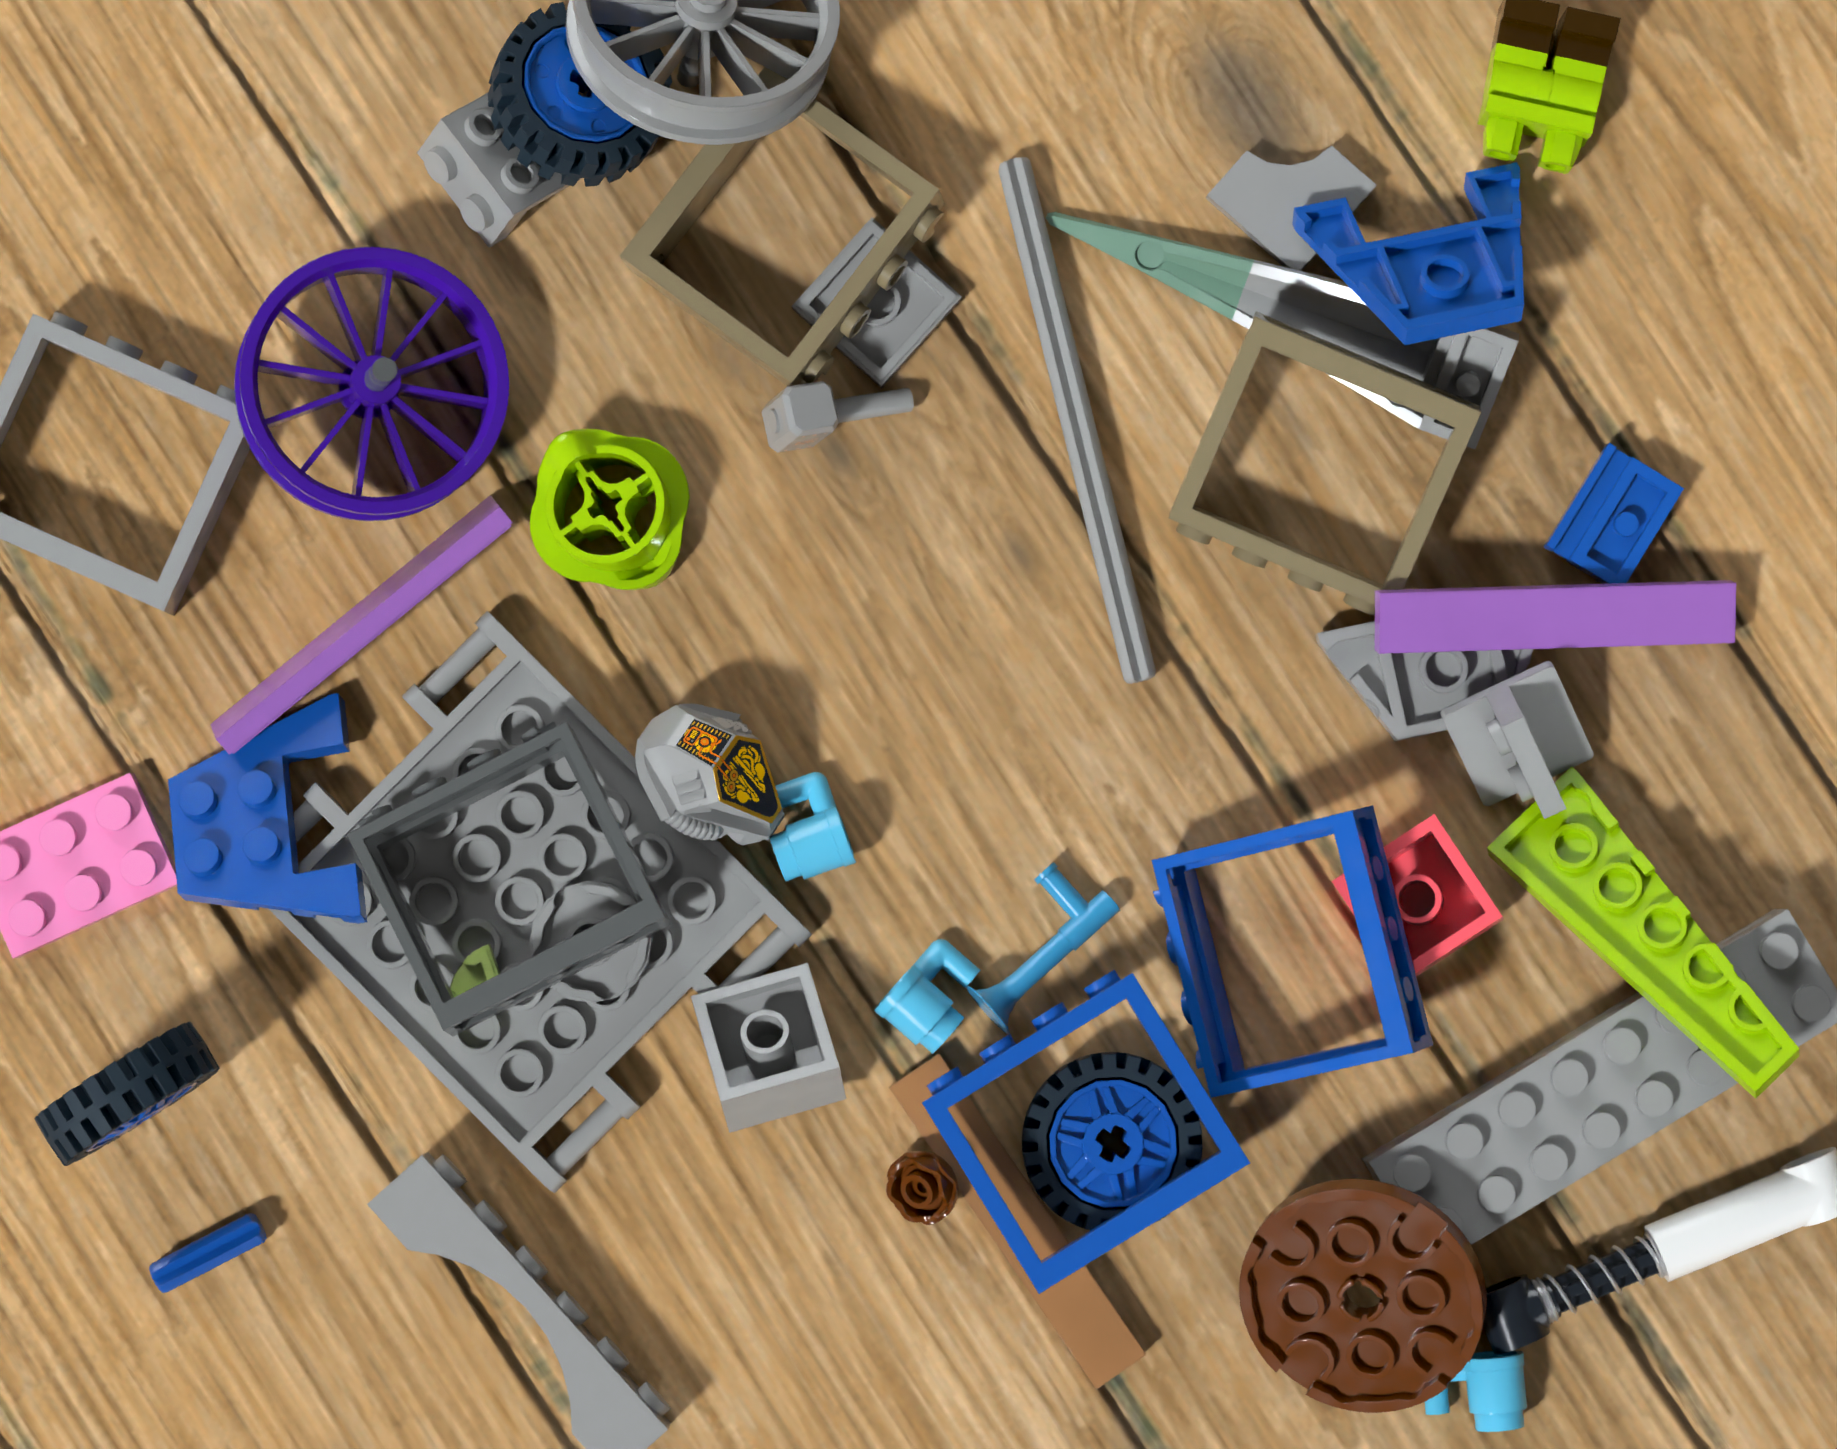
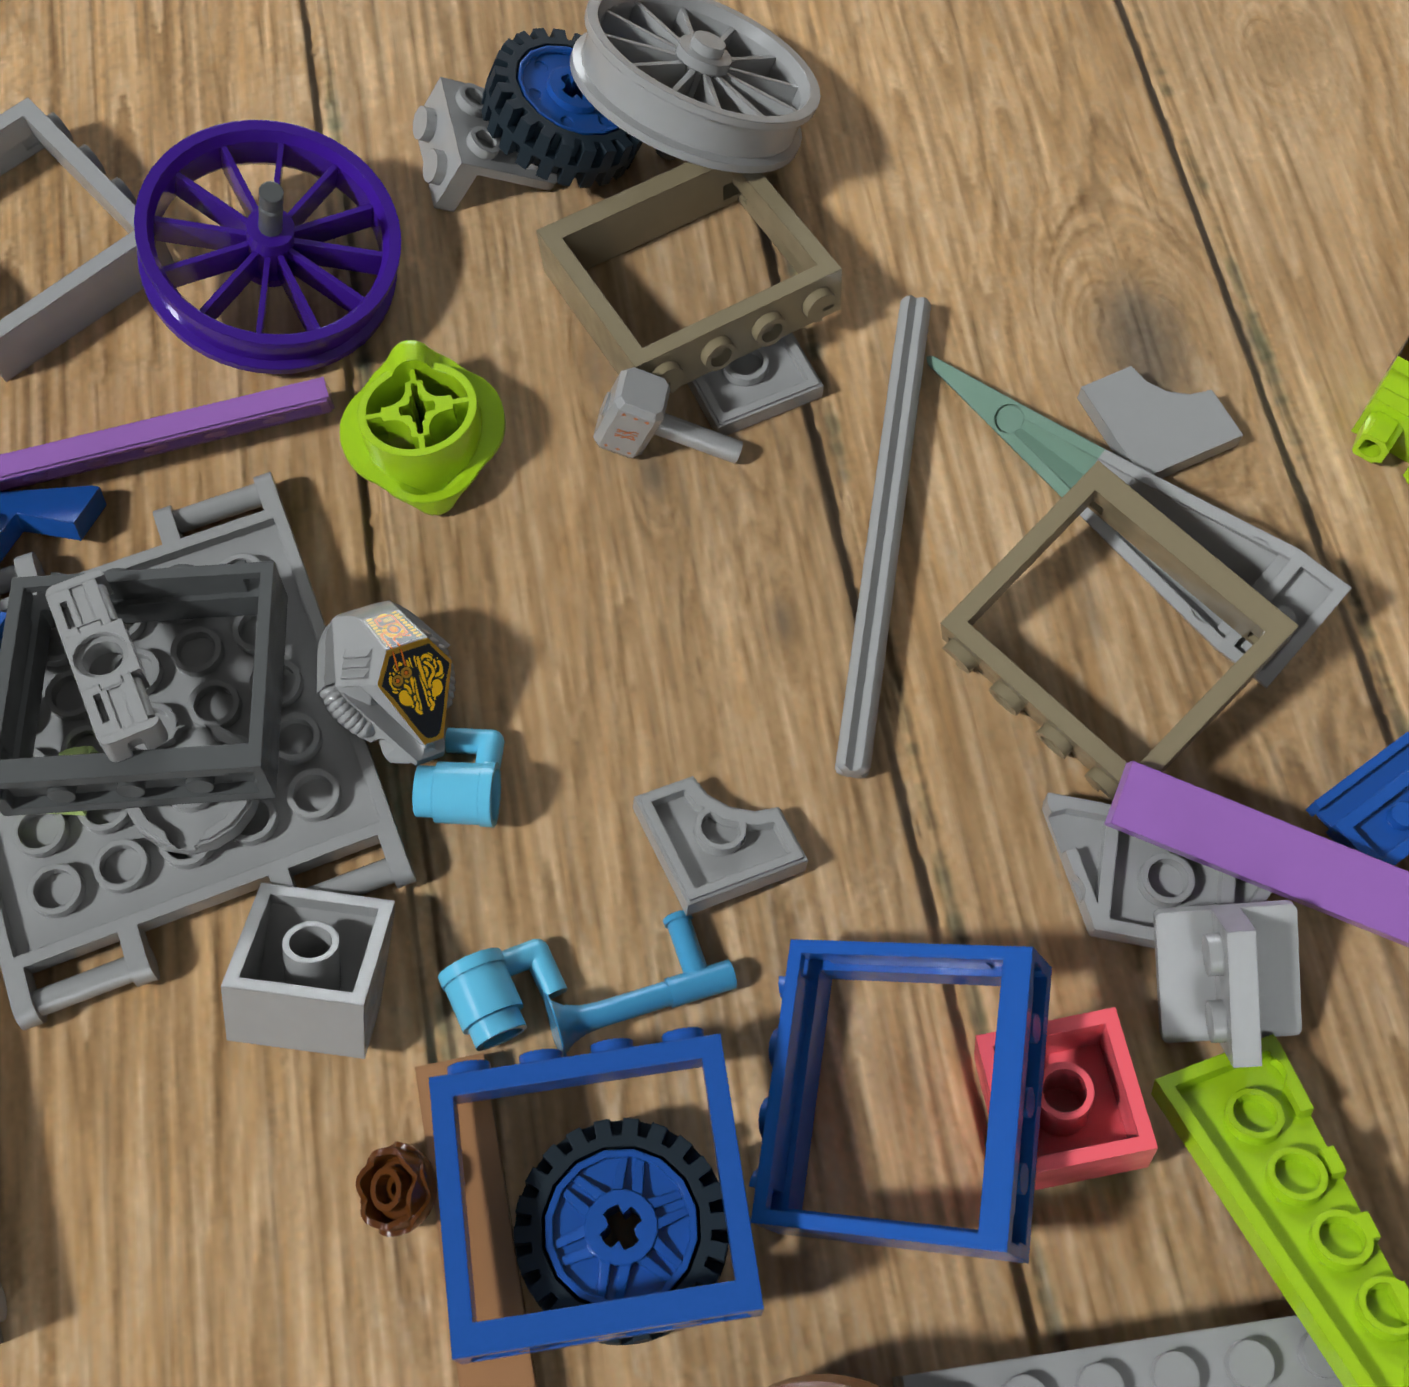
camera: 25 degrees right, 20 degrees down
(513, 912) = (116, 700): none -> light grey piece
(1050, 800) = (715, 848): none -> light grey tile
(1434, 278) = (1278, 505): blue wing -> none

